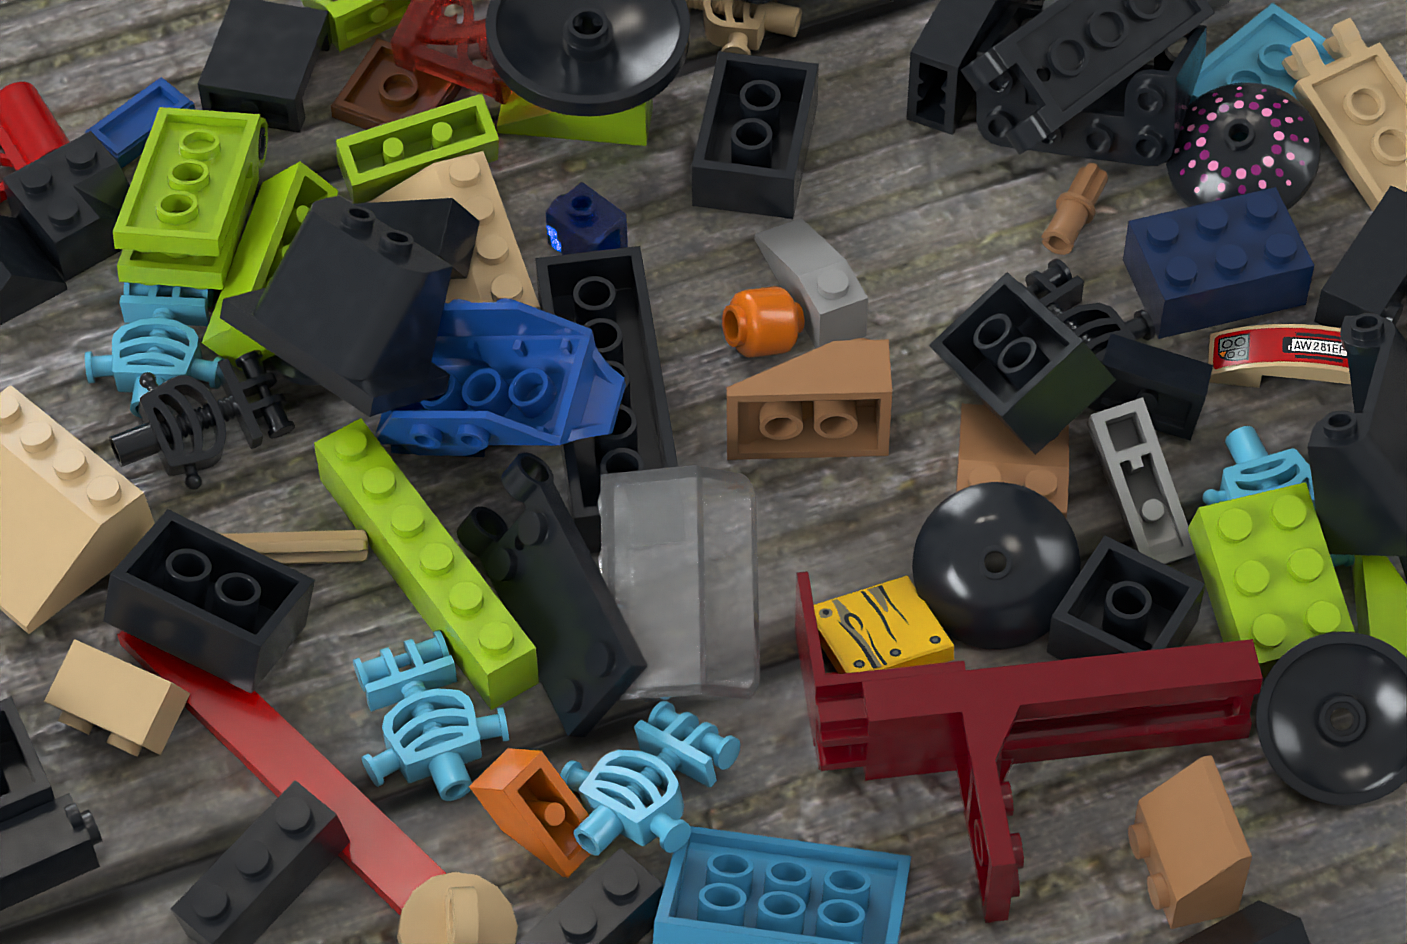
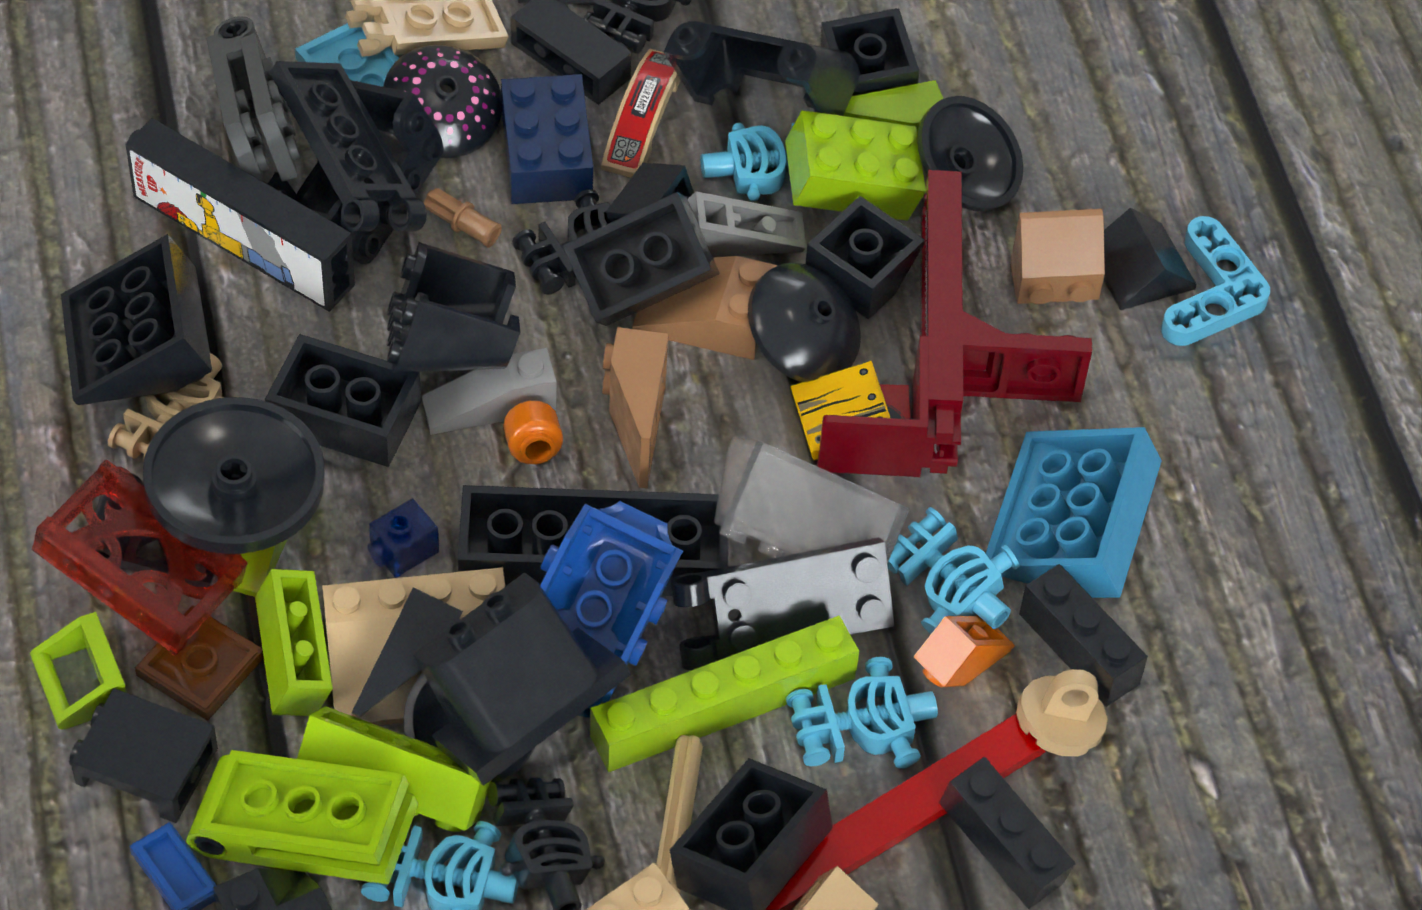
camera: 85 degrees left, 0 degrees up
(884, 204) = (451, 314): none -> black windscreen

